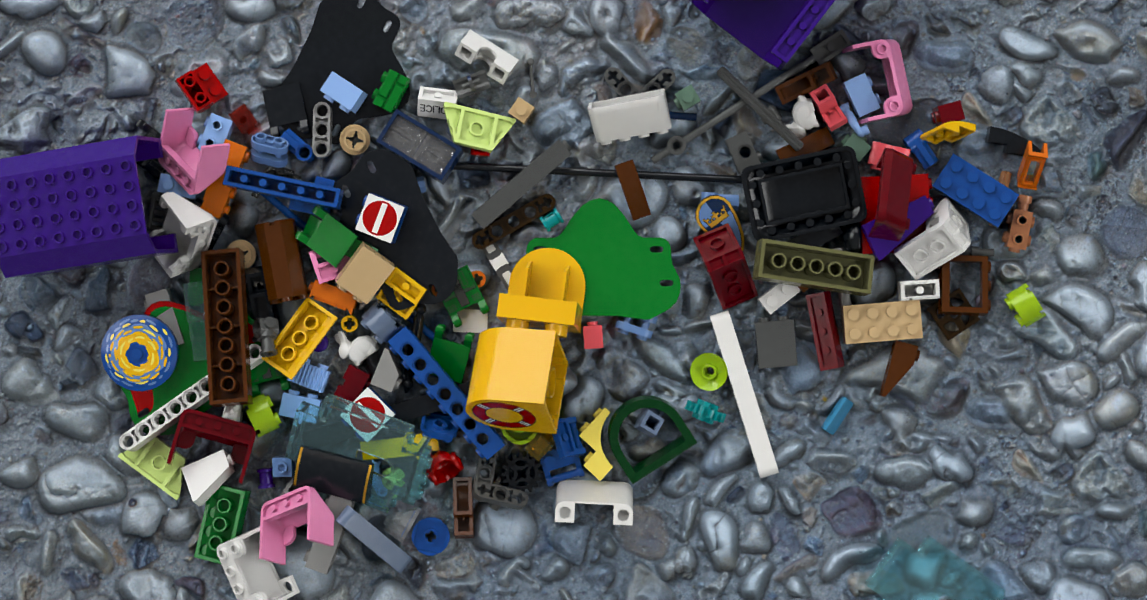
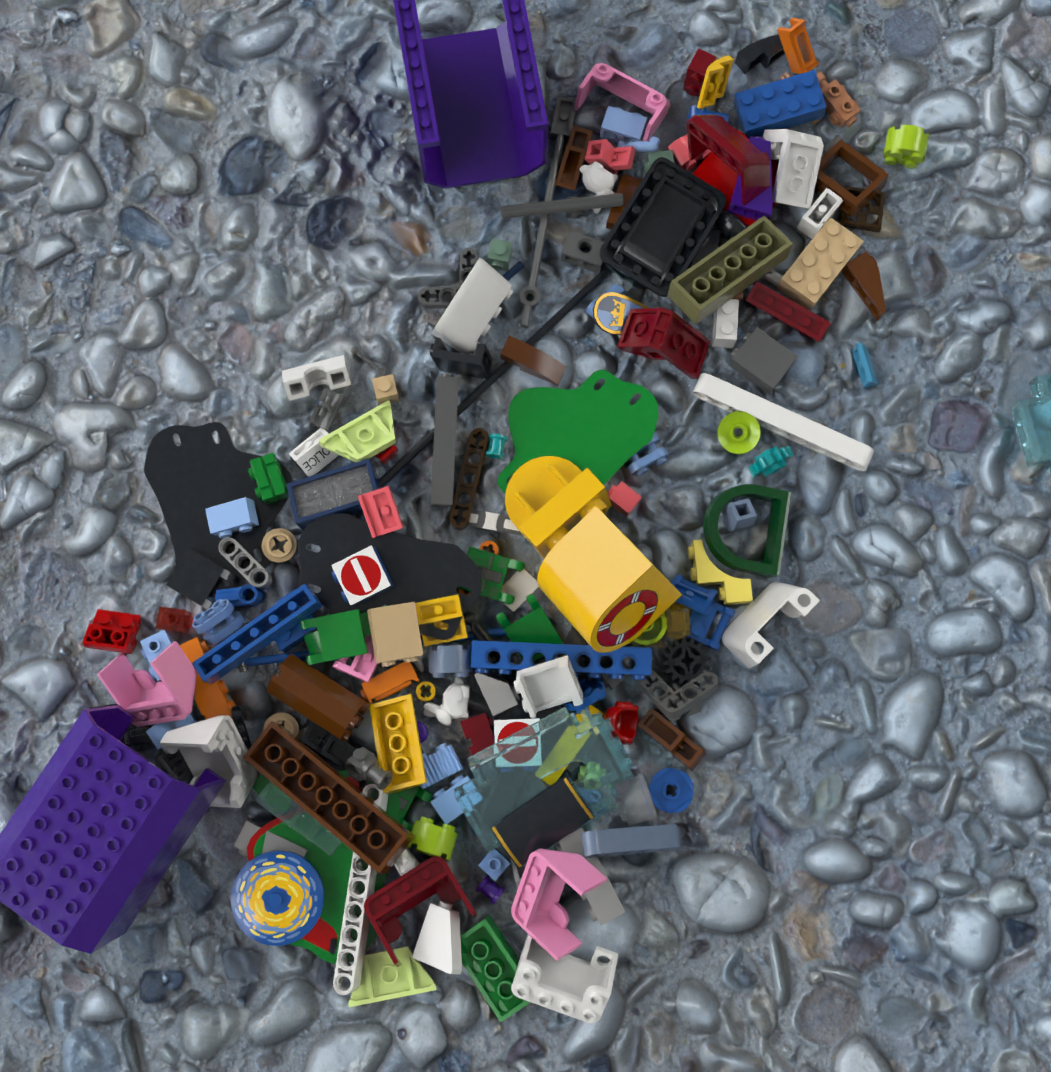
camera: 45 degrees left, 10 degrees down
(421, 401) = (548, 685): none -> white panel
(432, 190) = (380, 511): none -> coral plate
(594, 159) = (460, 363): none -> black panel

